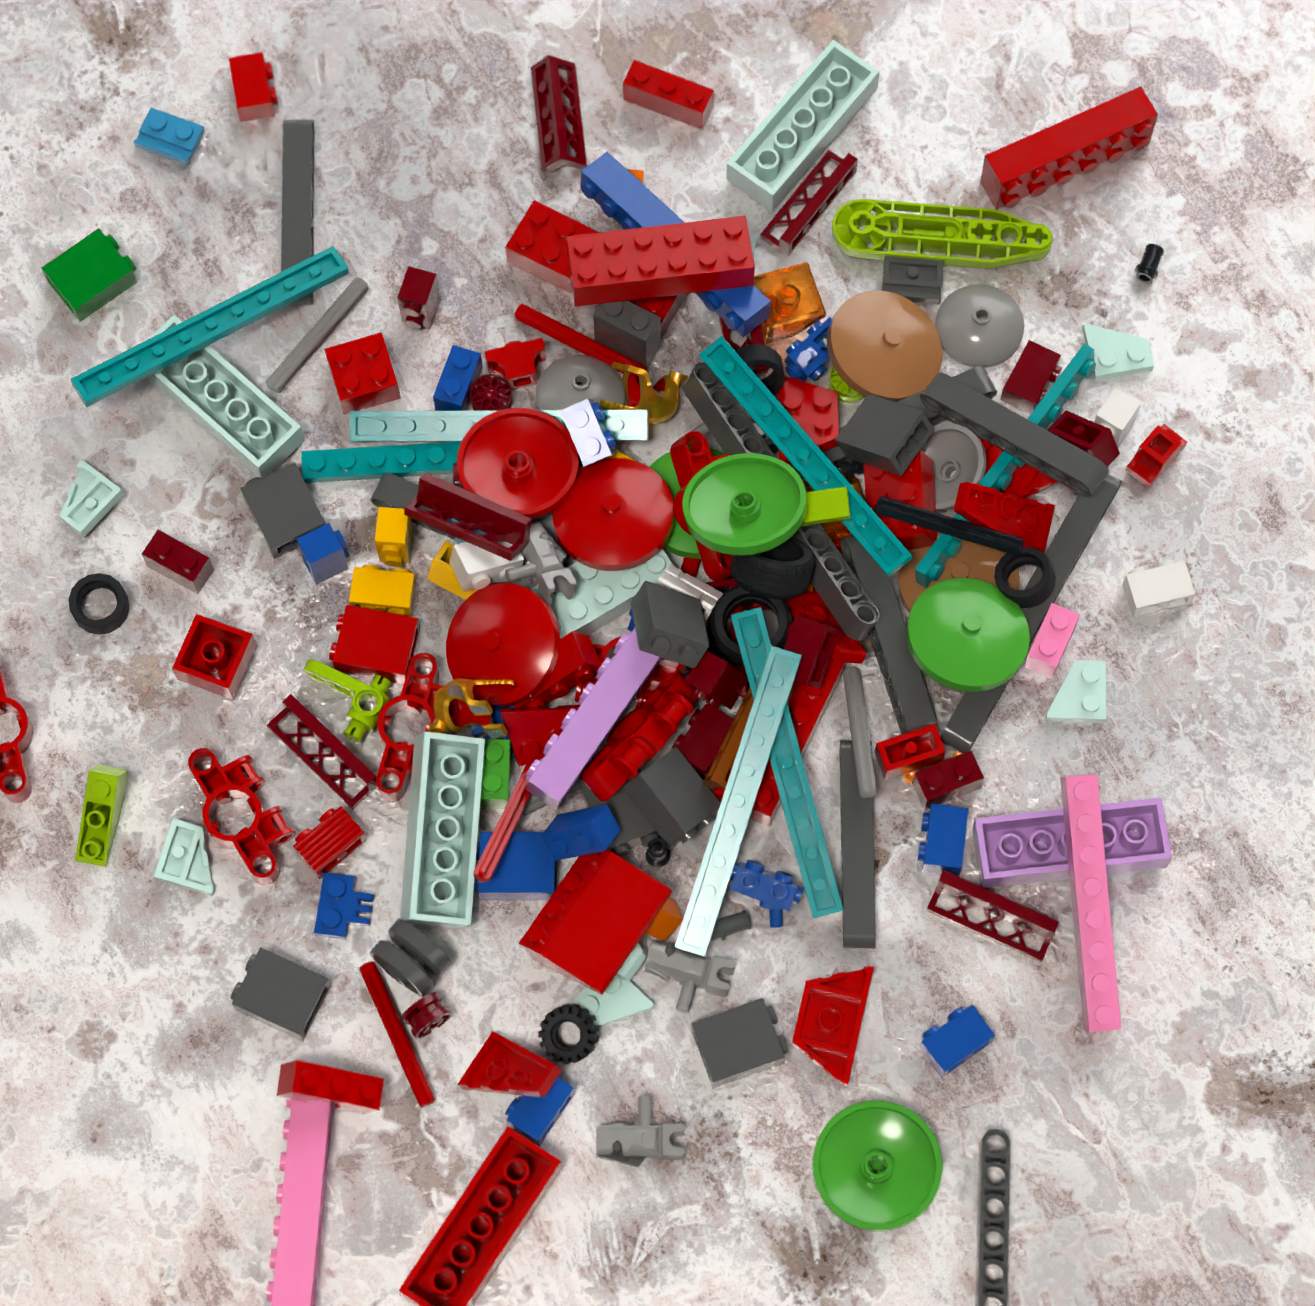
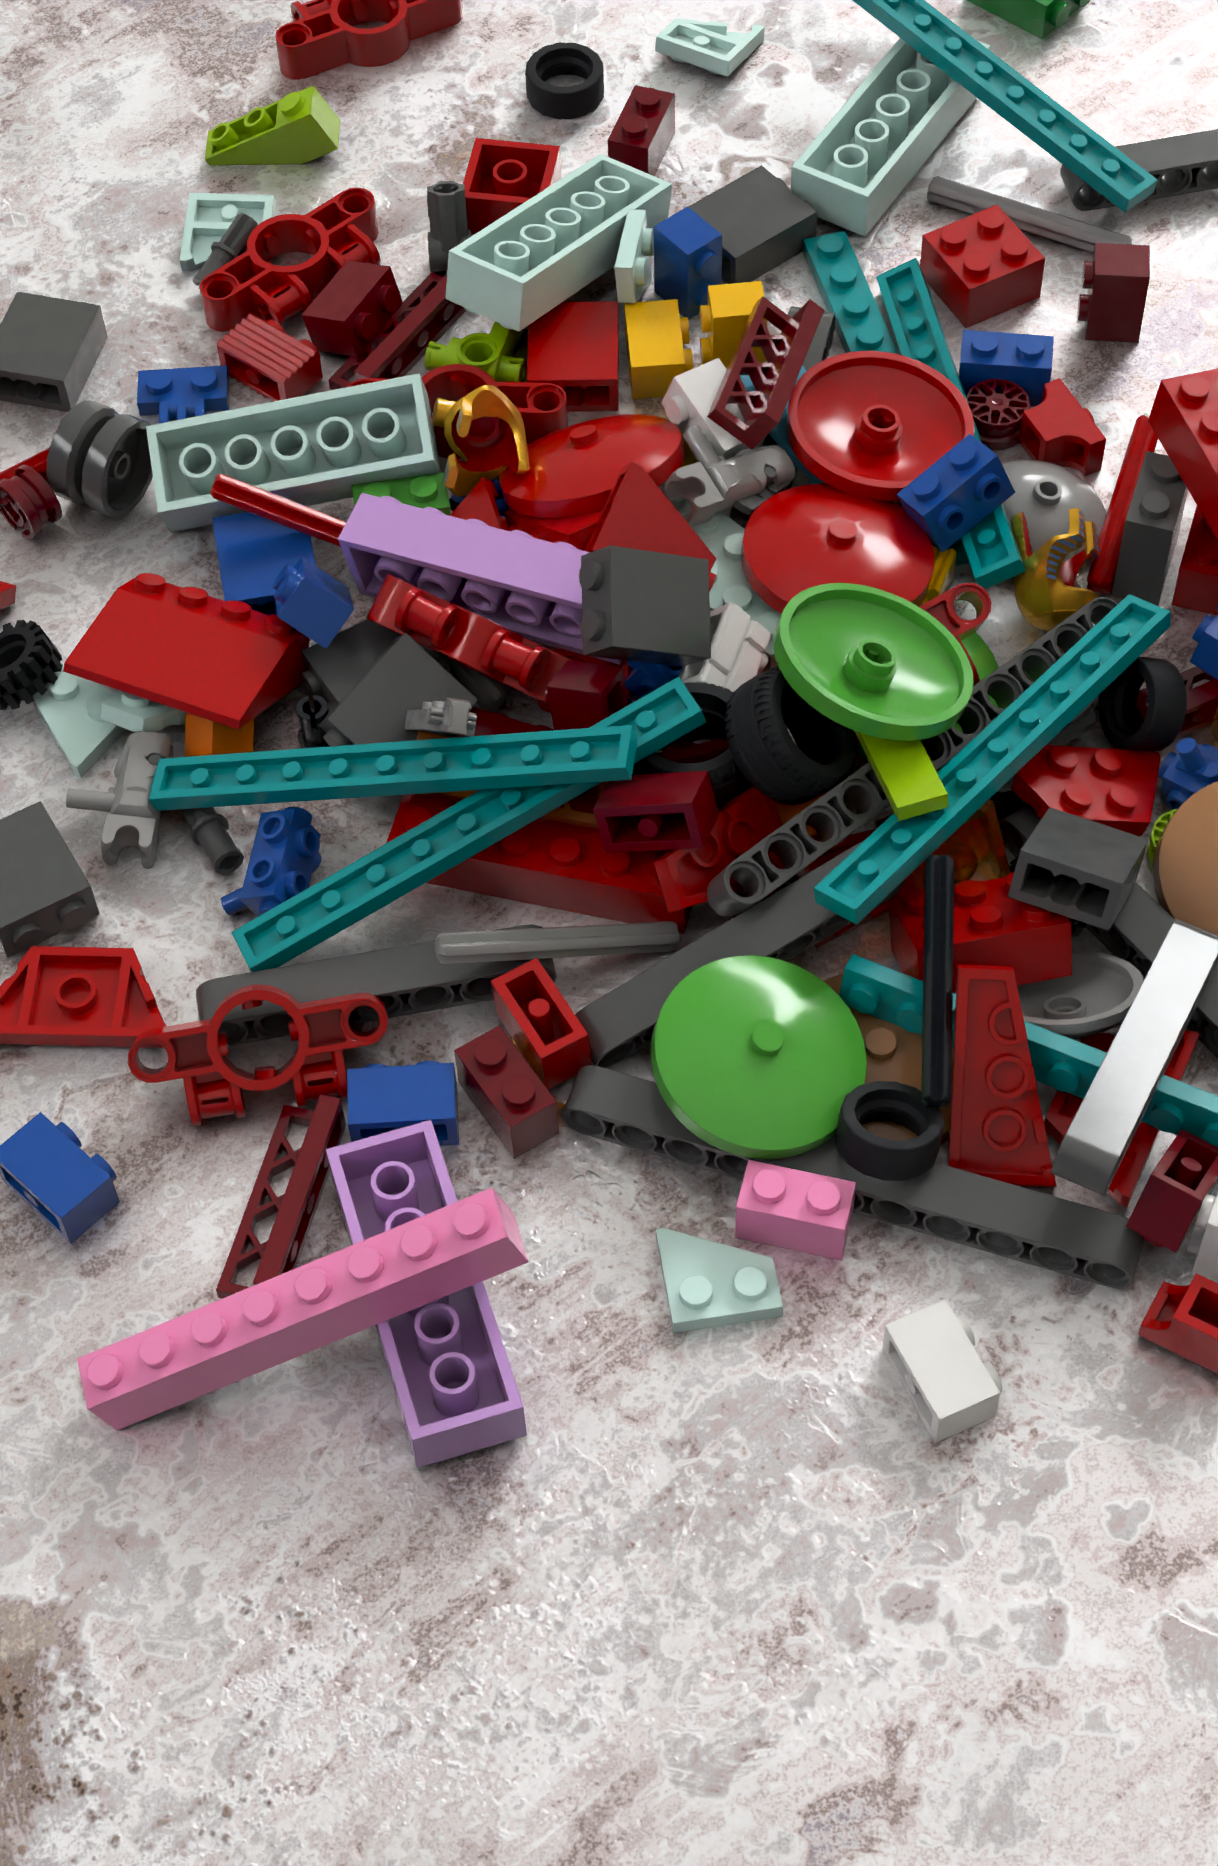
camera: 80 degrees right, 15 degrees down
(219, 858) = (230, 246): none -> dark grey axle
(246, 703) = (447, 221): none -> dark grey piece
(293, 629) = (552, 242): none -> light aqua brick
(298, 779) = (352, 308): none -> dark red brick
(331, 589) = (633, 257): none -> light aqua wing
(597, 618) = (645, 519): none -> red slope
(712, 763) = (443, 718): none -> light grey hinge
(903, 947) = (199, 1050): none -> red piece

